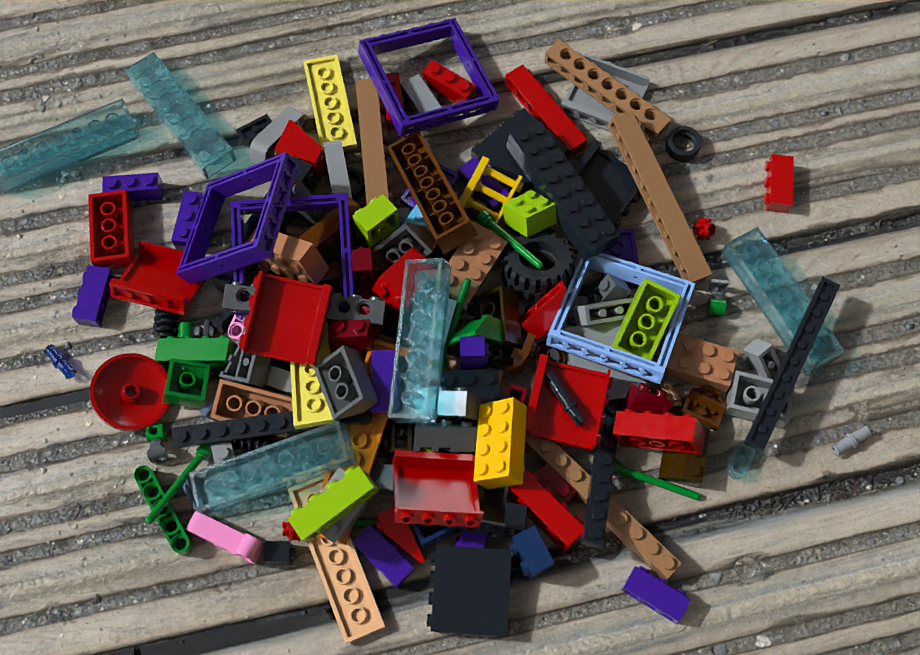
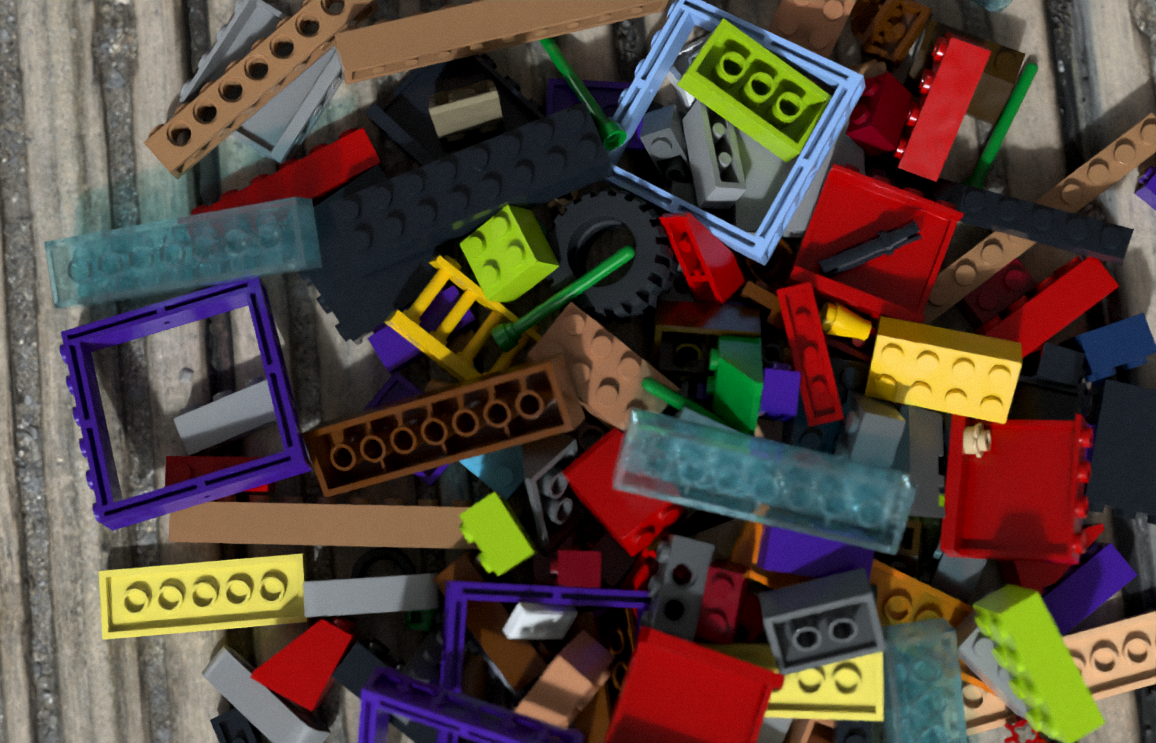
camera: 80 degrees left, 15 degrees up
(331, 245) = (540, 621): none -> white plate
(448, 83) = (199, 364): red brick -> none
(462, 468) = (976, 440): none -> tan plate
(498, 368) = (810, 354): none -> red plate
(504, 63) = (183, 253): none -> clear light blue brick
(521, 388) = (843, 322): none -> yellow cone
(605, 184) = (465, 110): none -> dark tan slope
(606, 253) = (610, 131): none -> green piece

